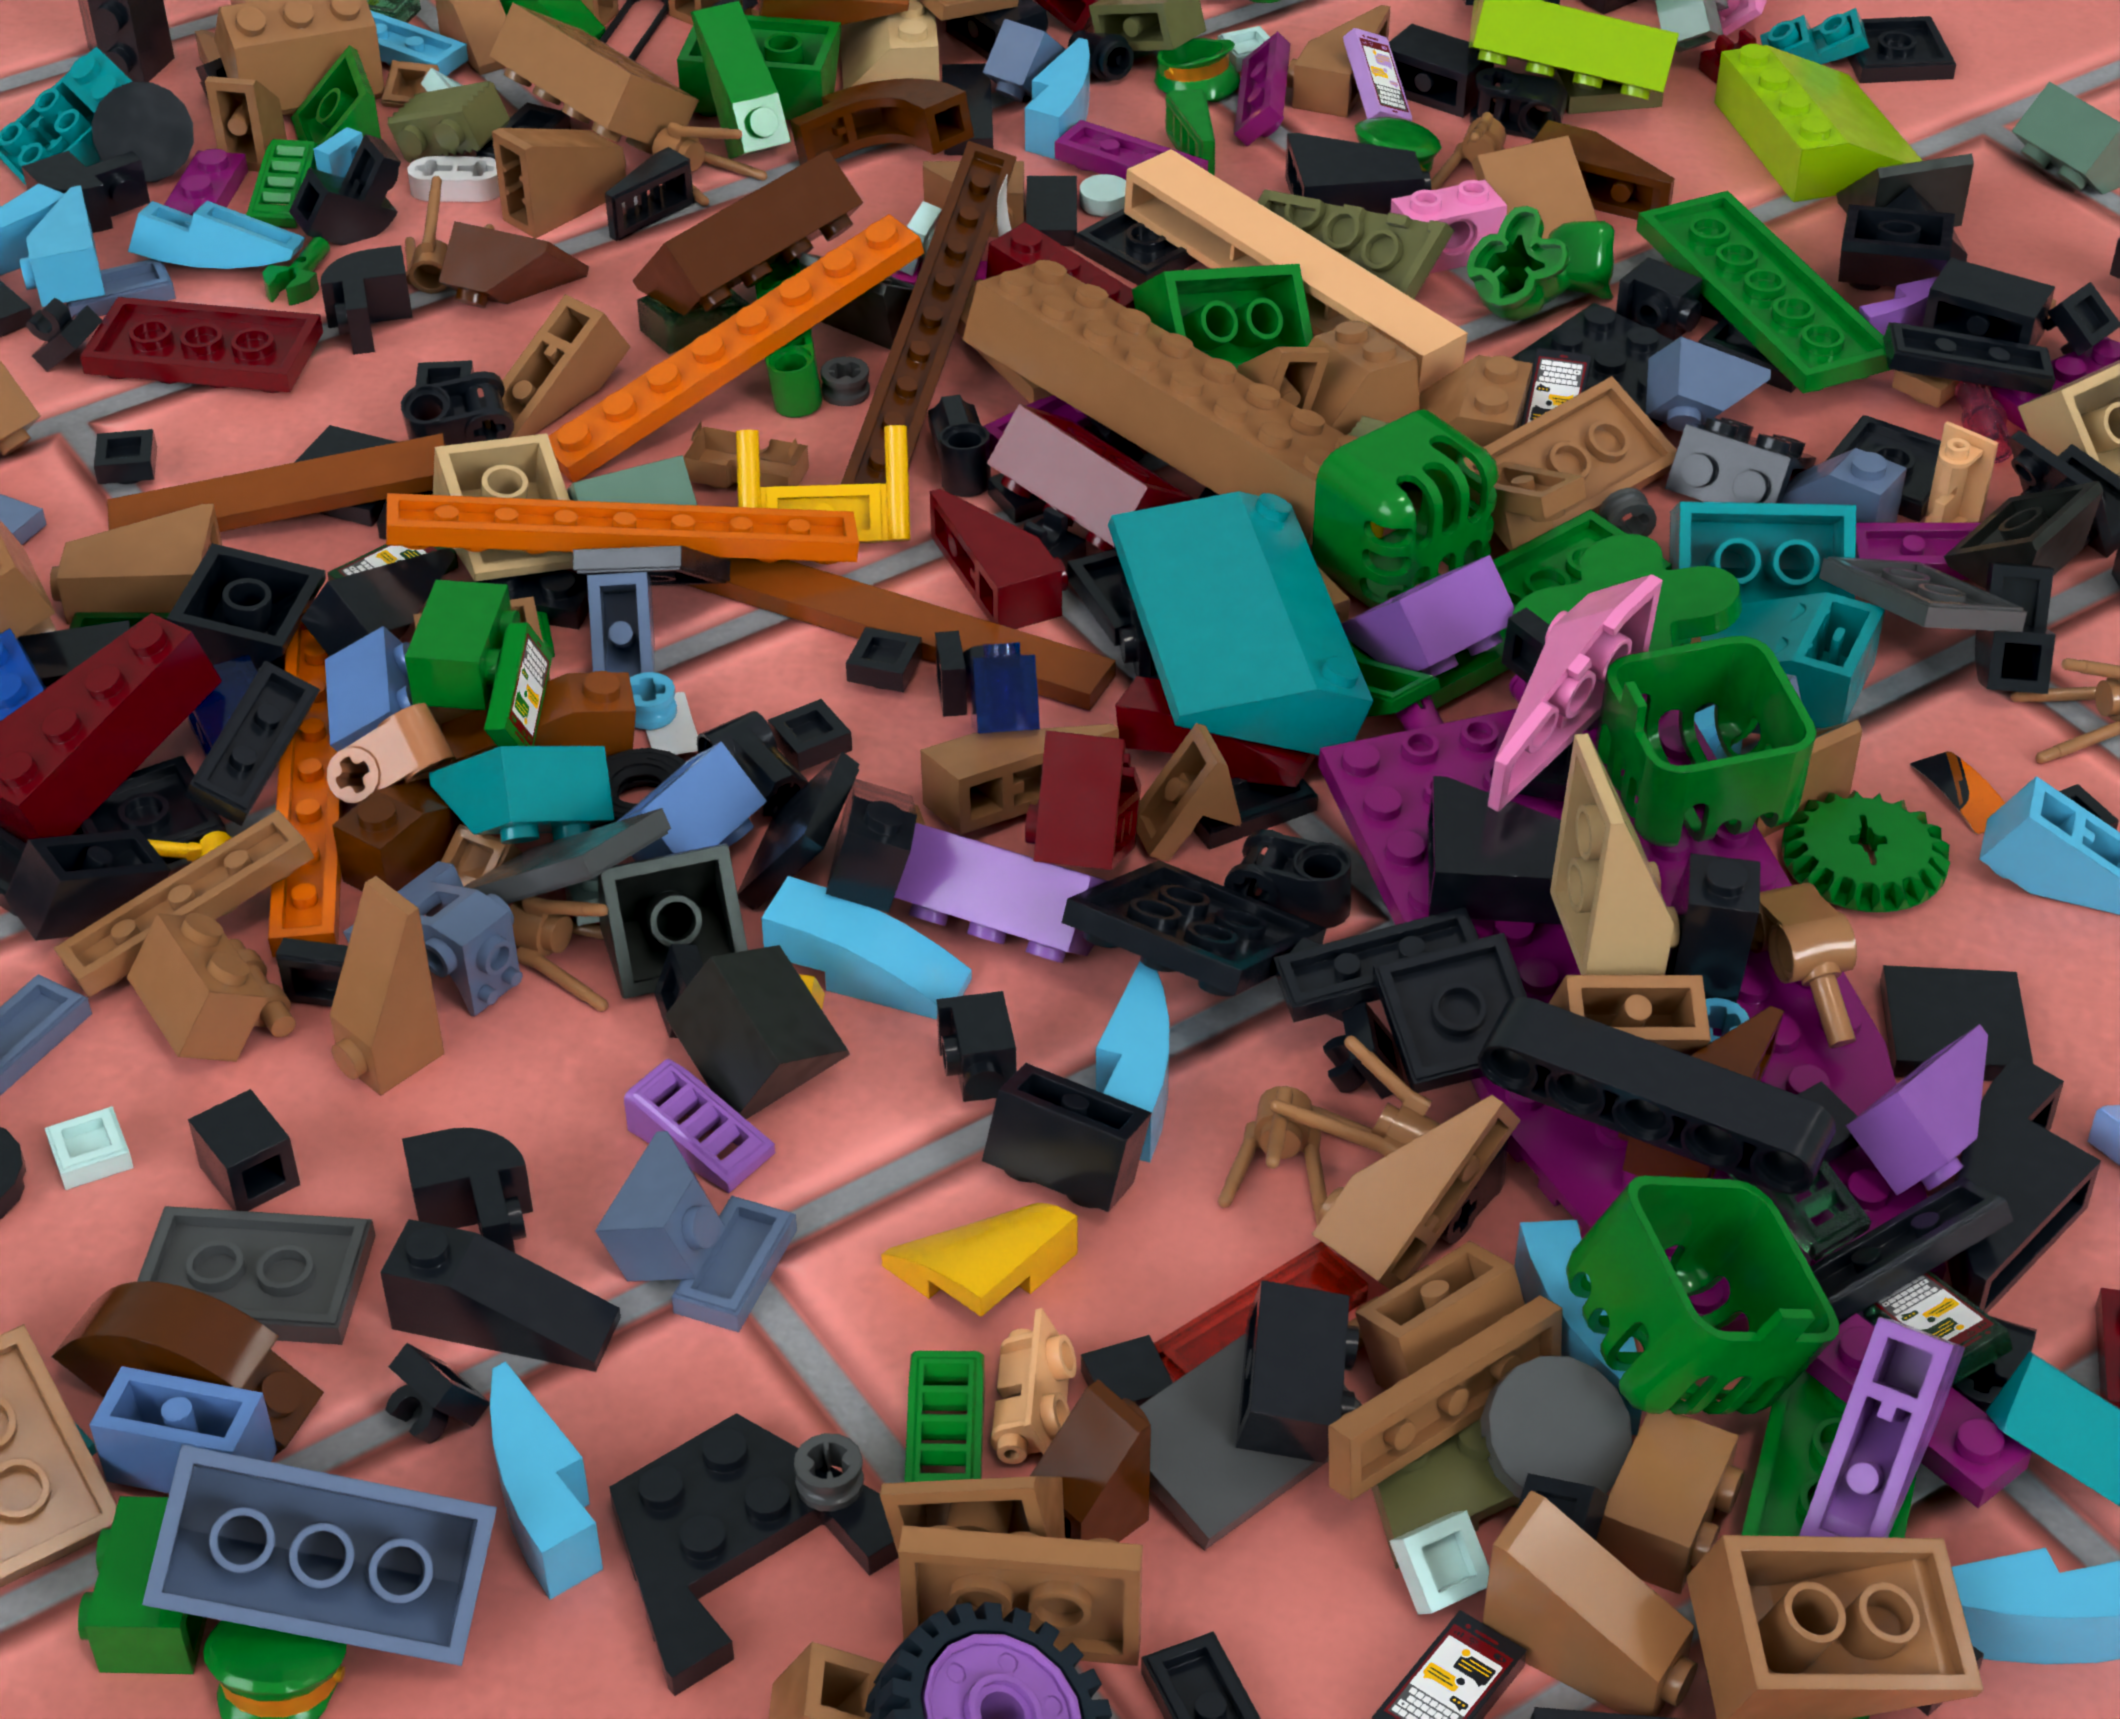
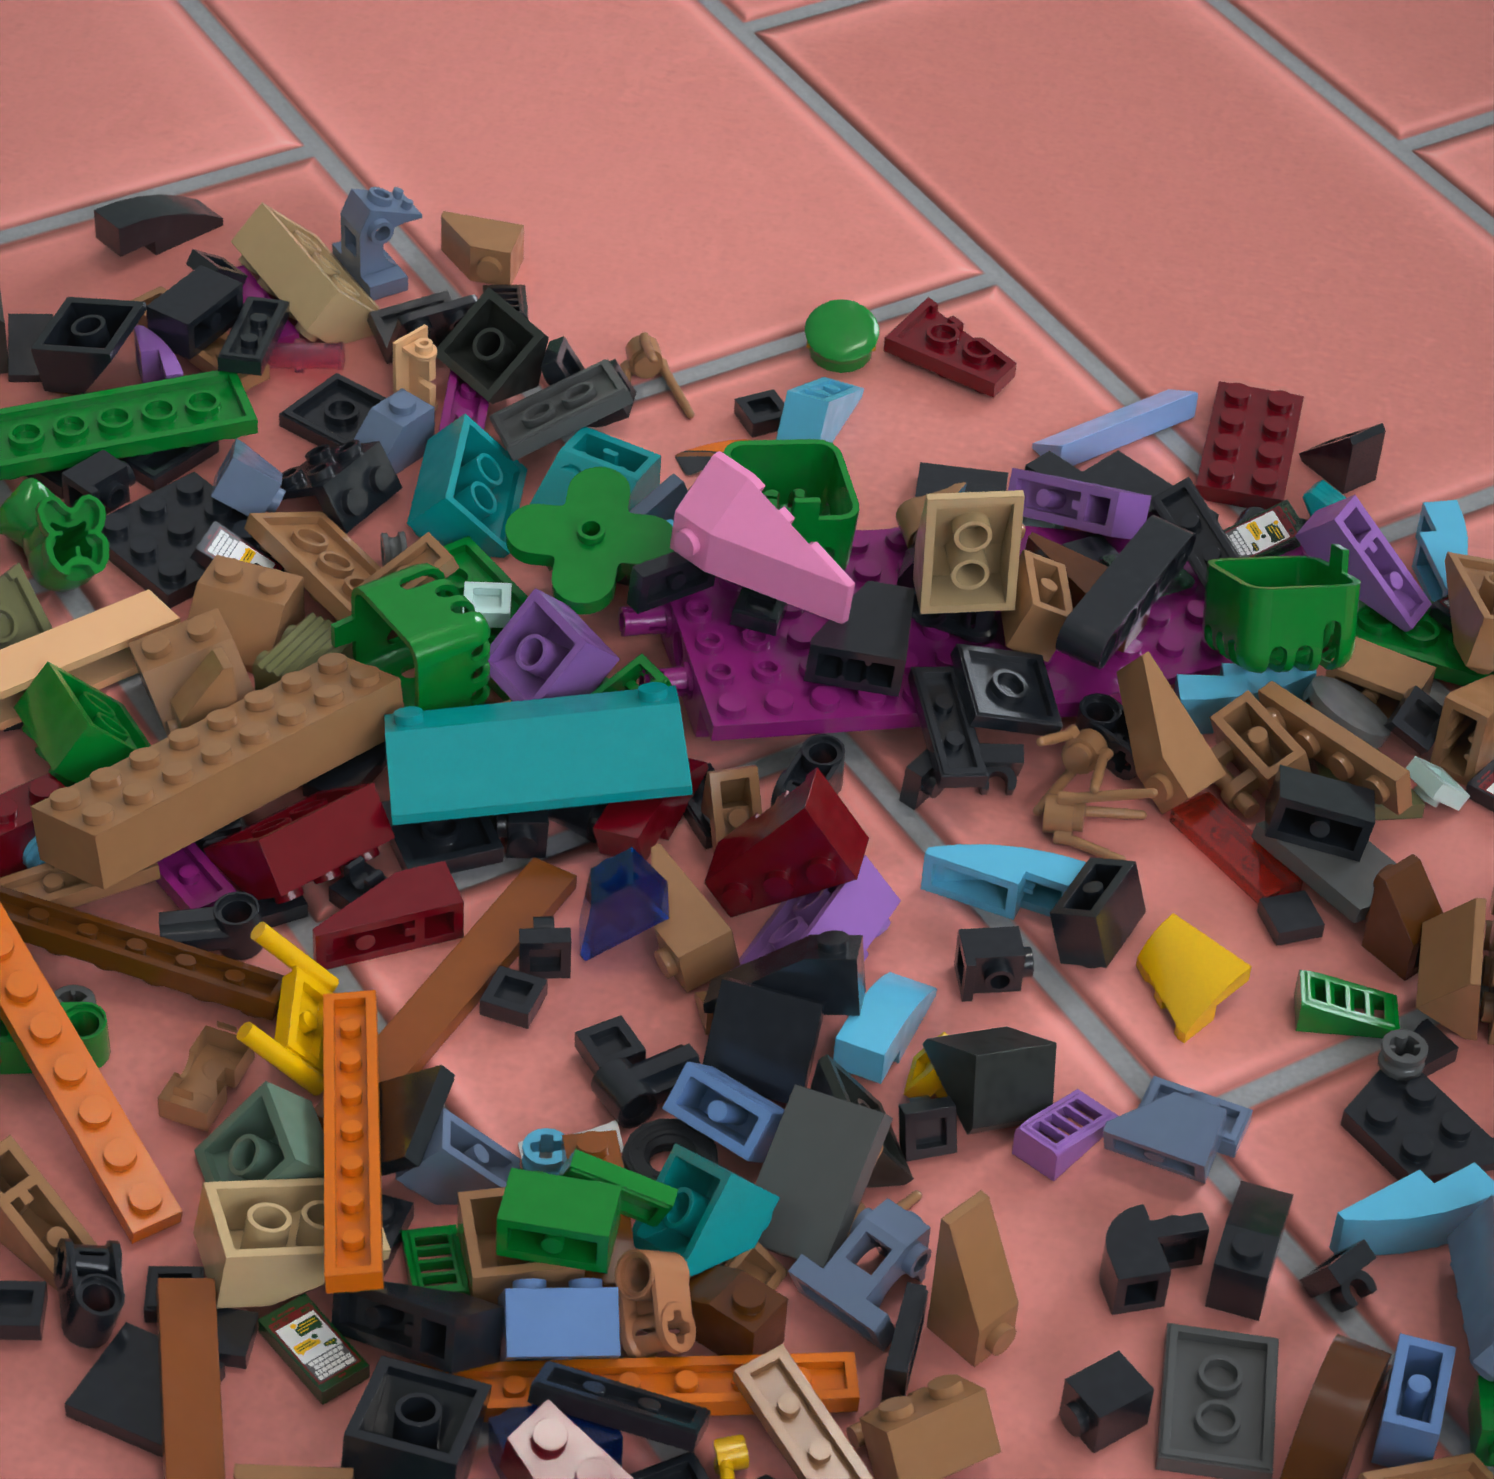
camera: 90 degrees left, 0 degrees up
(1038, 1369) = (1290, 951): light nougat hinge -> none
(1189, 926) = (909, 816): black plate -> none
(1522, 567) = (491, 600): none -> light aqua plate

